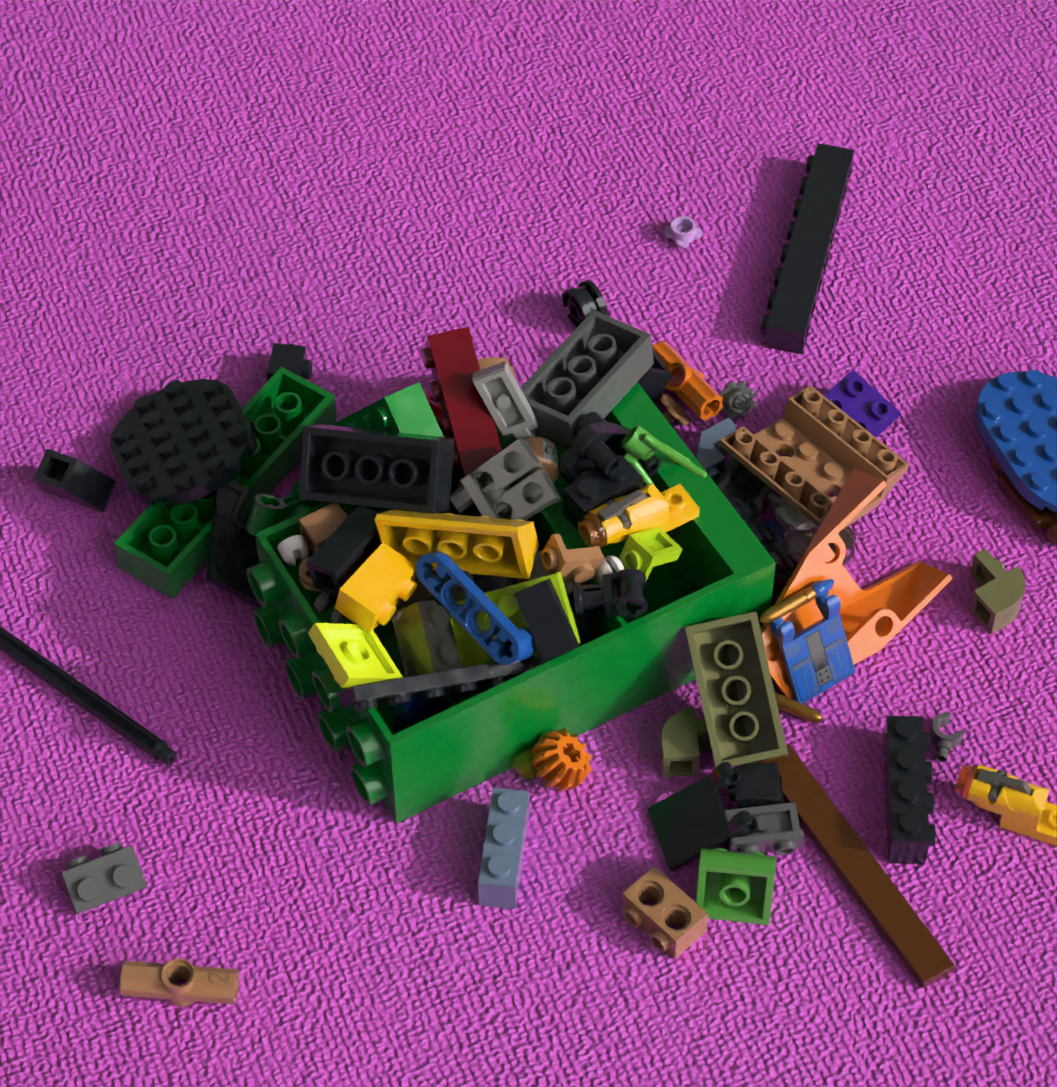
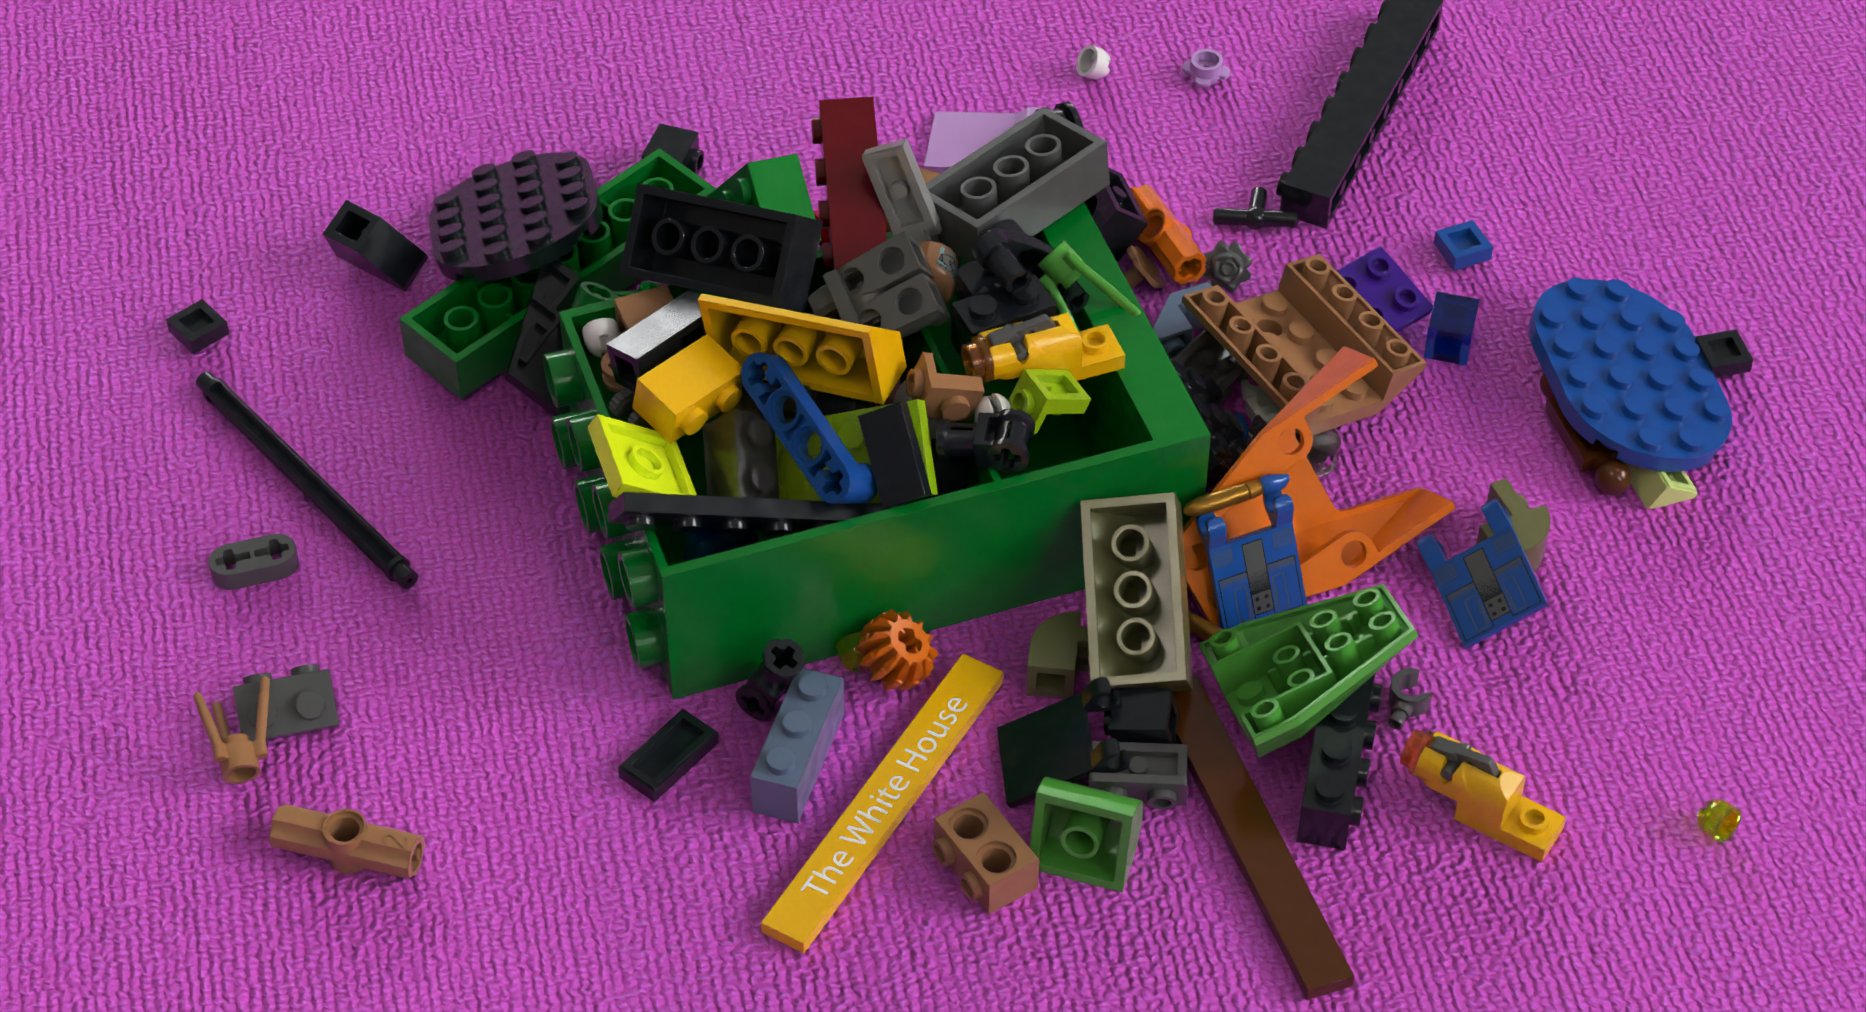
camera: 10 degrees right, 5 degrees down
(45, 761) = (253, 561): none -> dark grey beam
(76, 925) = (236, 752): none -> medium nougat plant
(405, 870) = (668, 755): none -> black tile
(472, 799) = (772, 679): none -> black connector
(522, 320) = (962, 133): none -> lavender flag
(576, 884) = (881, 804): none -> yellow tile
(595, 232) = (1089, 55): none -> white hinge
(748, 352) = (1256, 215): none -> black piece
(871, 724) = (1304, 662): none -> bright green wedge
(910, 355) = (1463, 245): none -> blue plate
(916, 427) = (1451, 328): none -> clear blue brick
(988, 635) = (1487, 583): none -> blue flag

